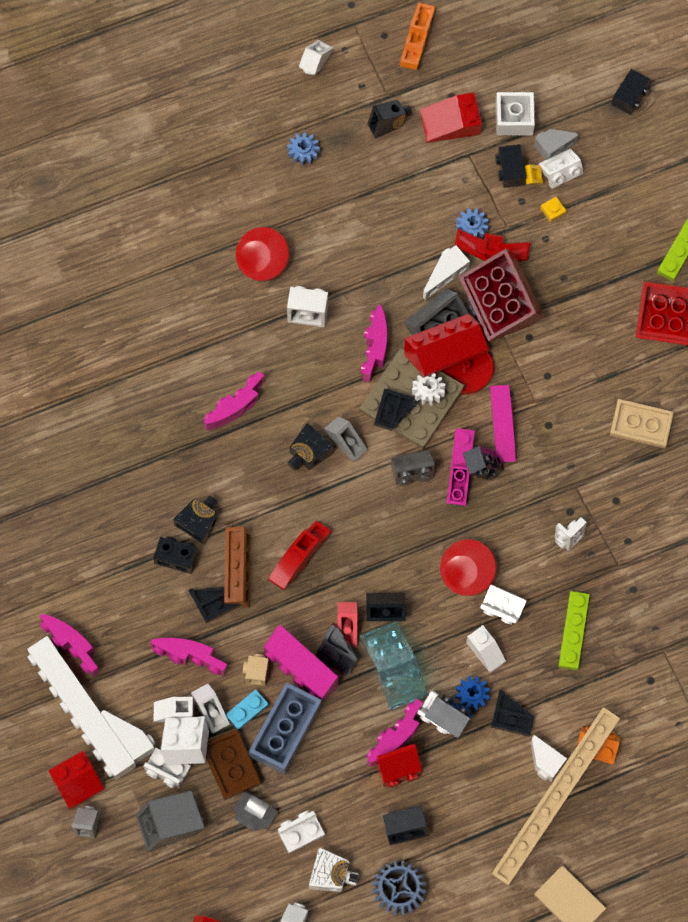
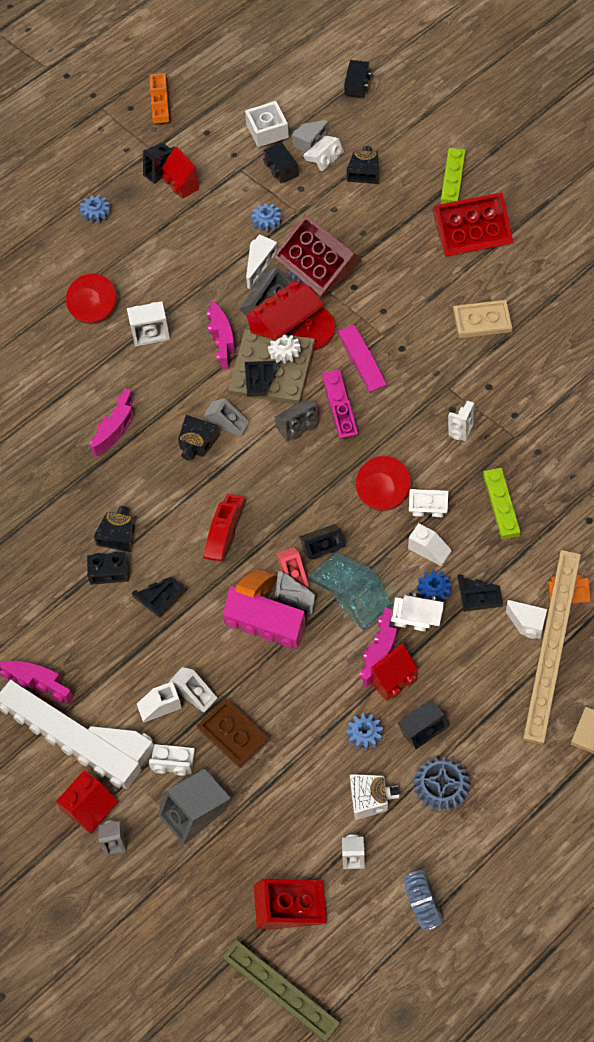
camera: 15 degrees left, 10 degrees down
(182, 650) = (148, 646): dark pink slope -> none
(185, 740) = (180, 724): white brick -> none
(237, 566) = (169, 556): dark orange fence -> none
(247, 710) = (228, 679): medium azure plate -> none
(254, 812) = (273, 767): flat silver slope -> none
(256, 669) = (223, 640): tan brick -> none
(285, 728) = (272, 680): sand blue brick -> none
(300, 831) = (324, 769): white bracket -> none
(306, 629) = (256, 583): none -> orange slope
(315, 57) = (77, 140): white slope -> none
(344, 805) = (356, 728): none -> medium blue gear
(403, 142) = (180, 174): none -> red slope
(451, 118) = (215, 146): slope -> none
(483, 463) = (359, 391): brick -> none
(489, 246) = (281, 231): red plate -> none
(533, 174) = (303, 163): yellow plate -> none
(553, 209) = (330, 185): yellow plate -> none
(595, 201) = (363, 166): none -> black torso

